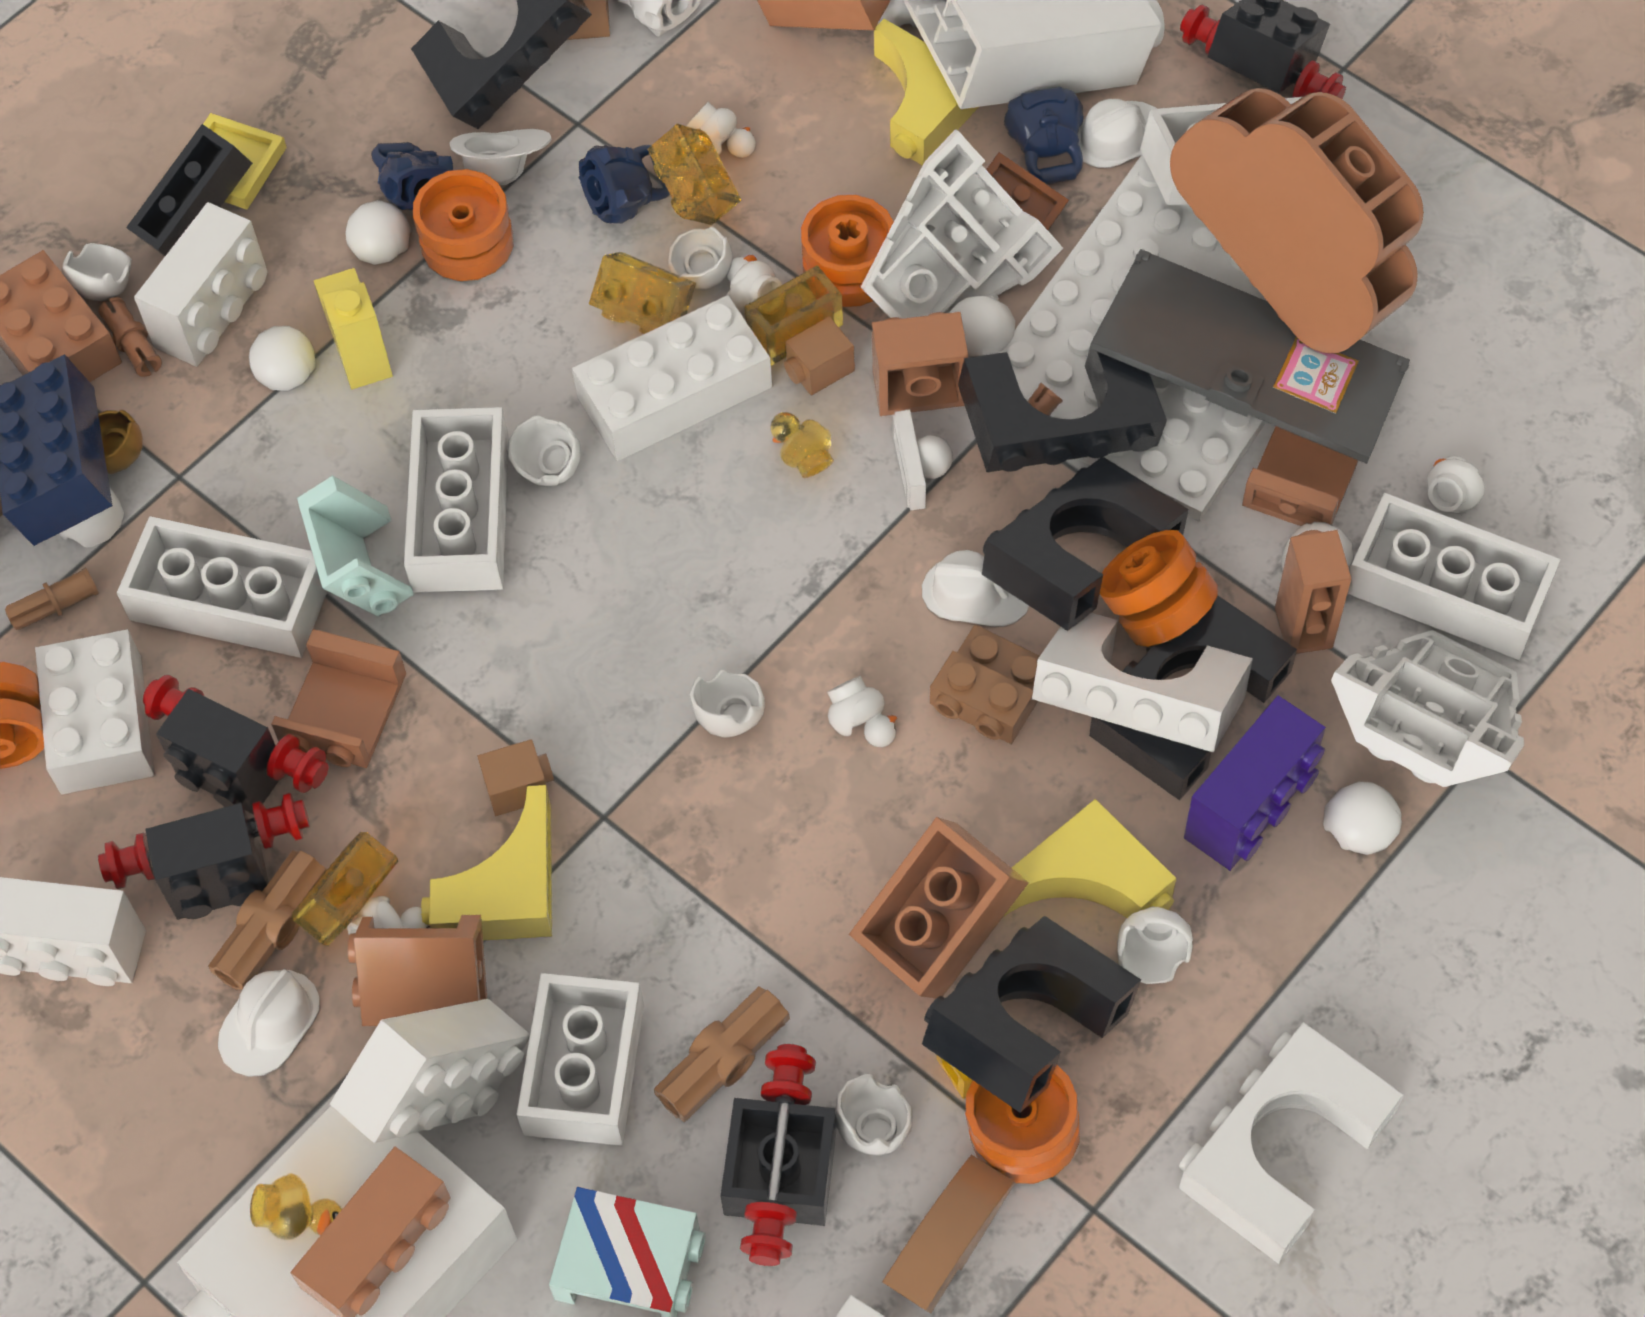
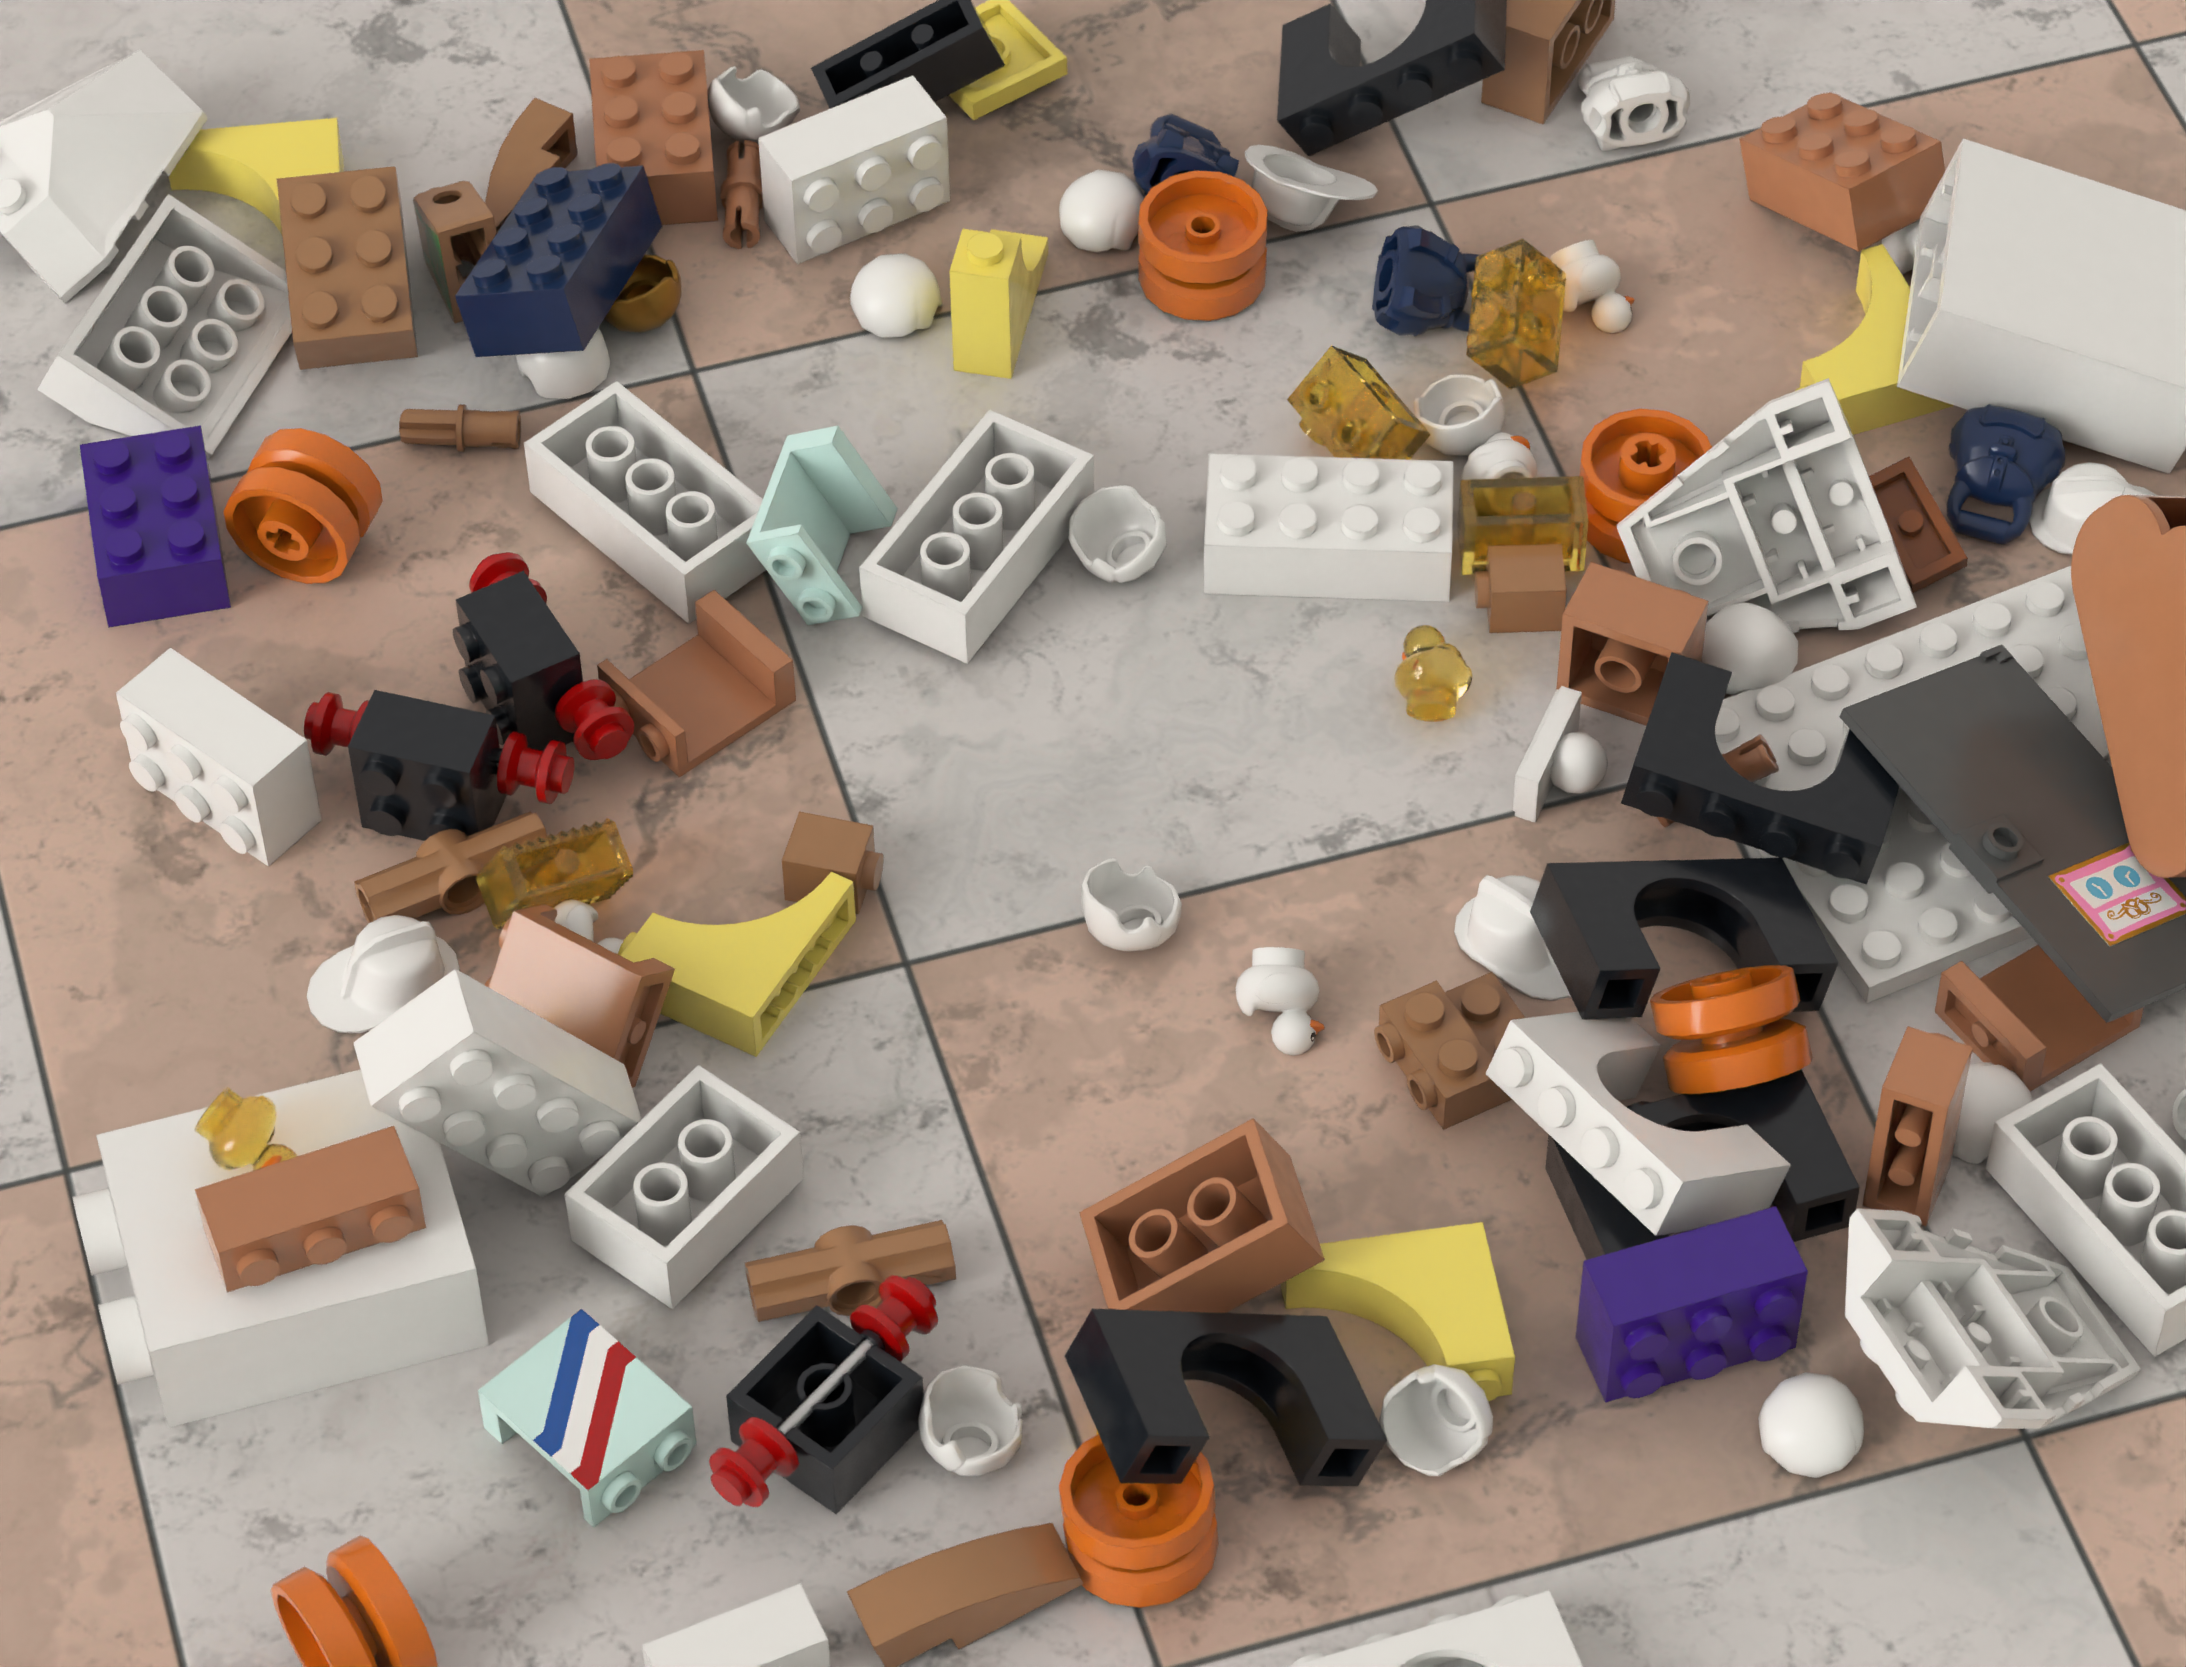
camera: 30 degrees right, 10 degrees down
(94, 712) = (415, 559): white brick -> none

